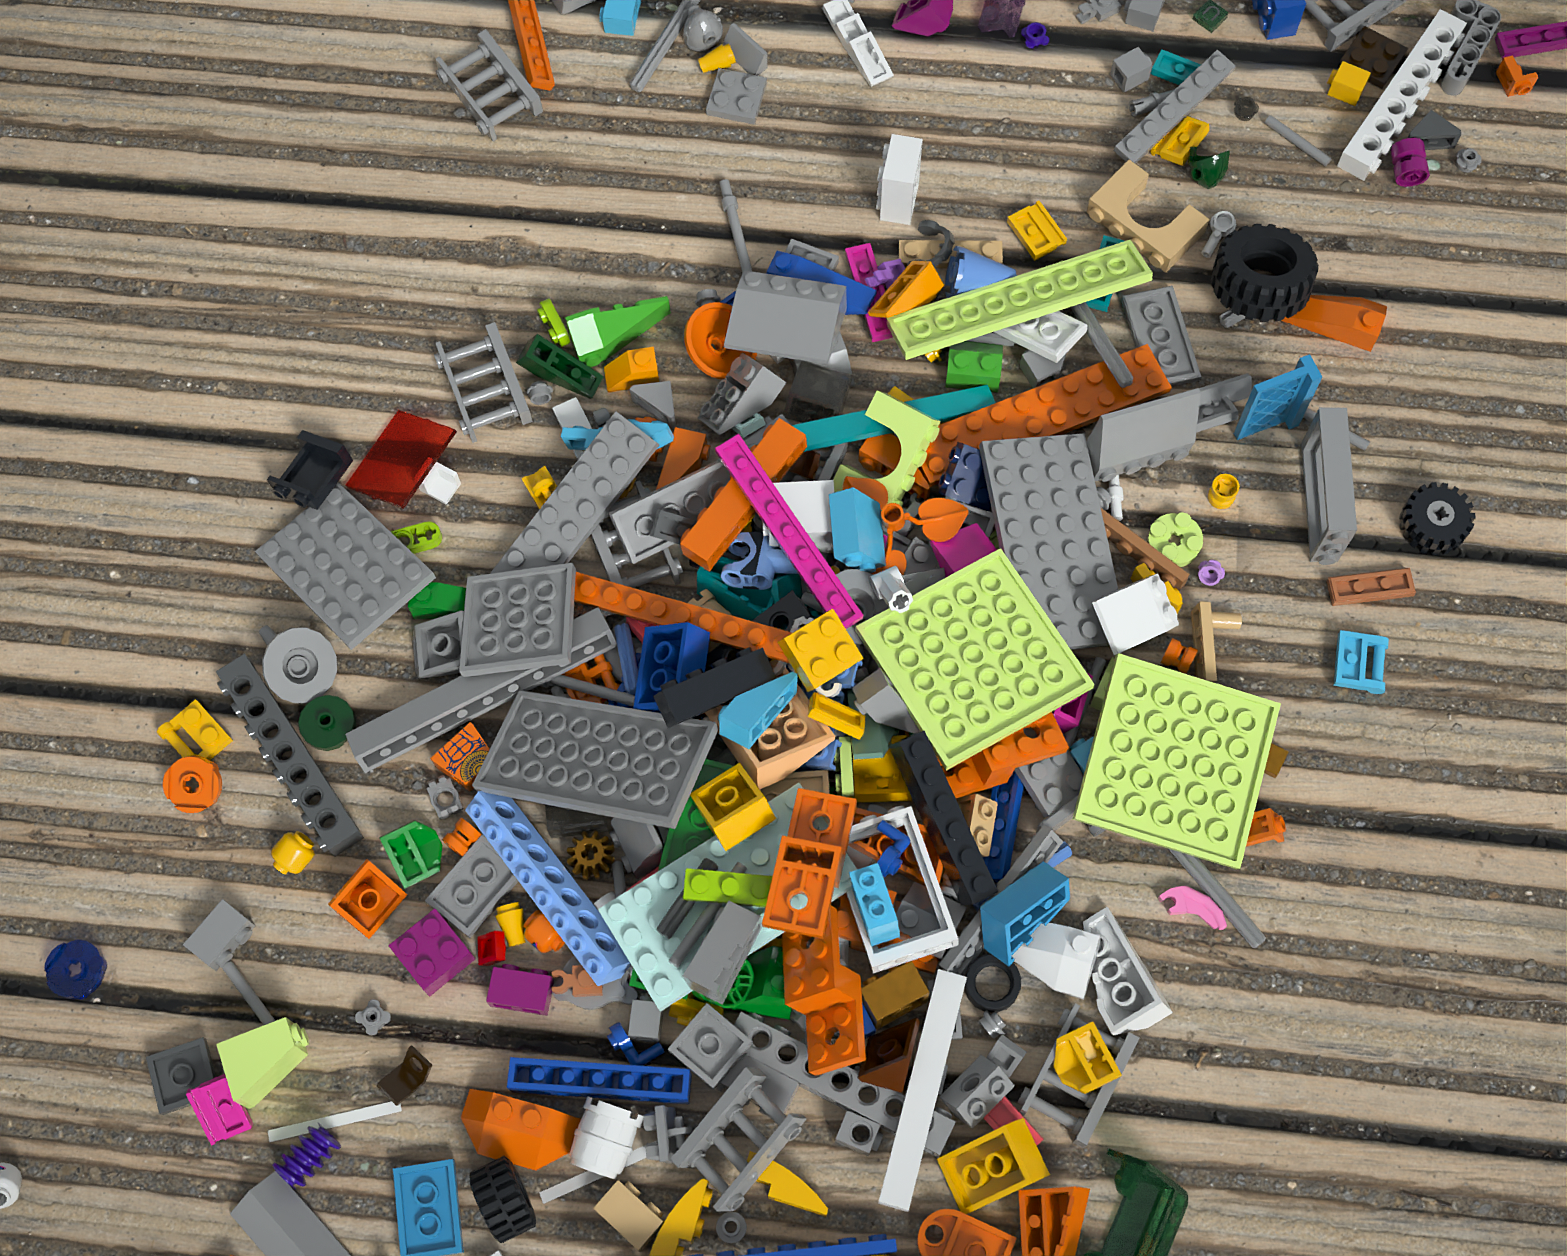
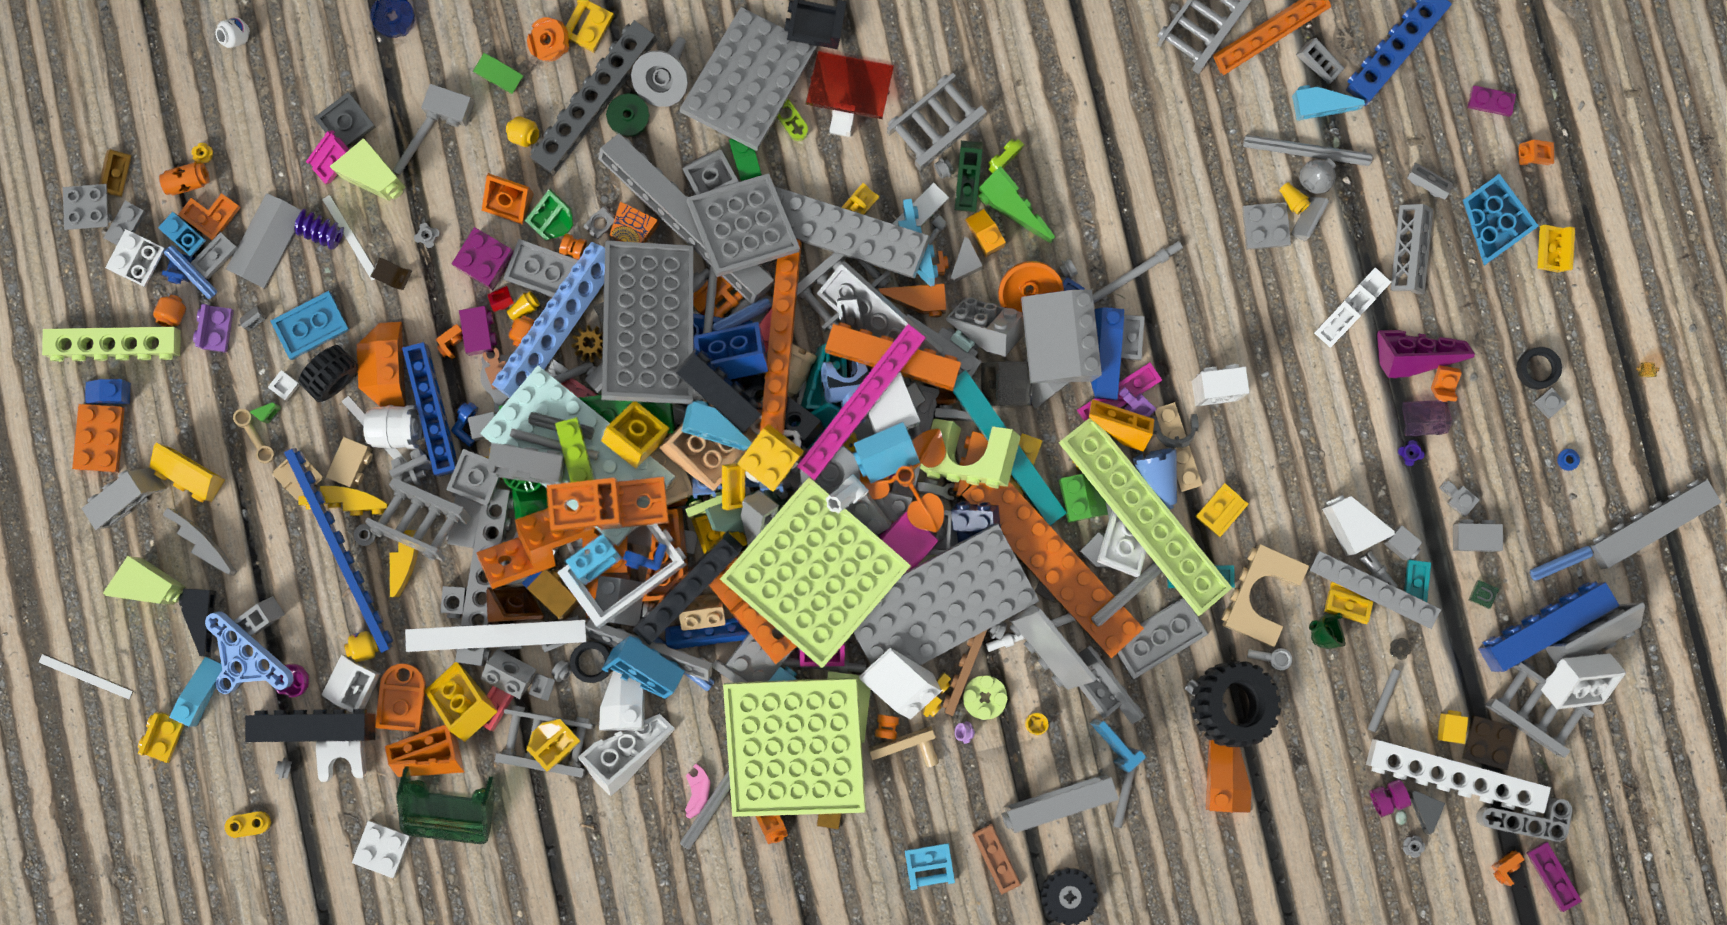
camera: 70 degrees right, 15 degrees up
(206, 860) = (497, 73): none -> bright green slope
(516, 1025) = (450, 337): none -> orange bracket
(1098, 103) = (1355, 525): none -> white slope

